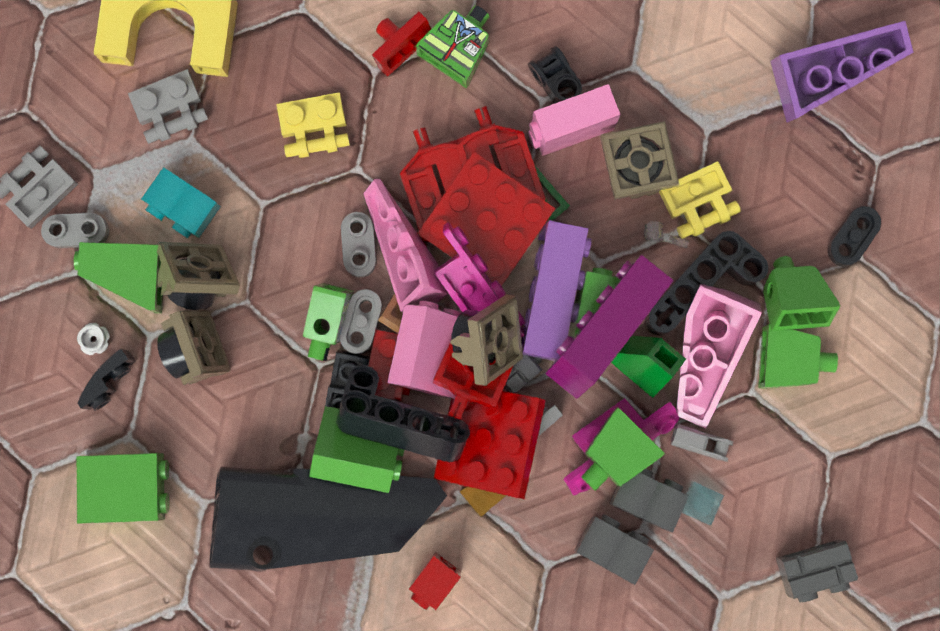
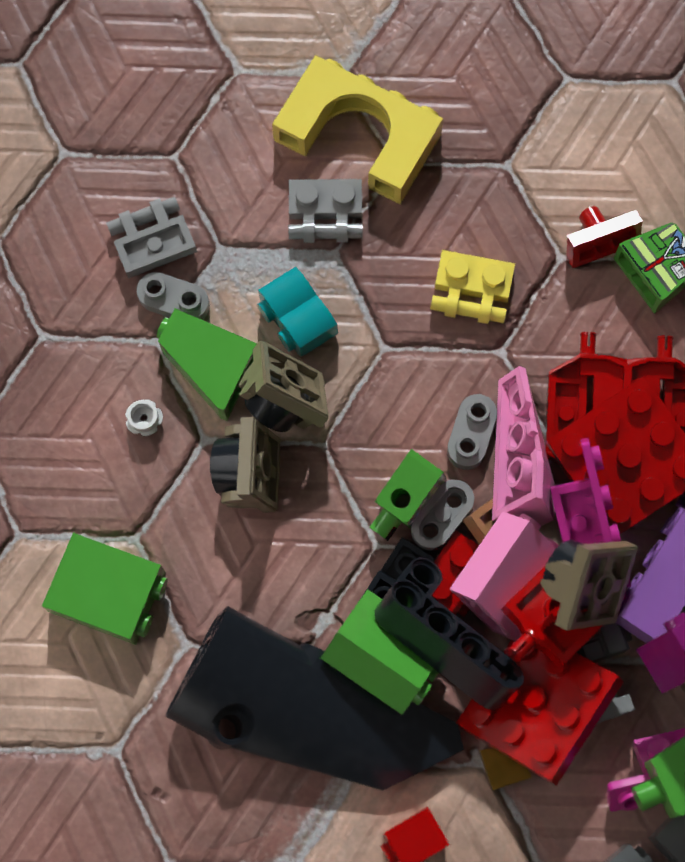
camera: 25 degrees right, 10 degrees down
(99, 387) = (126, 472): black slope -> none

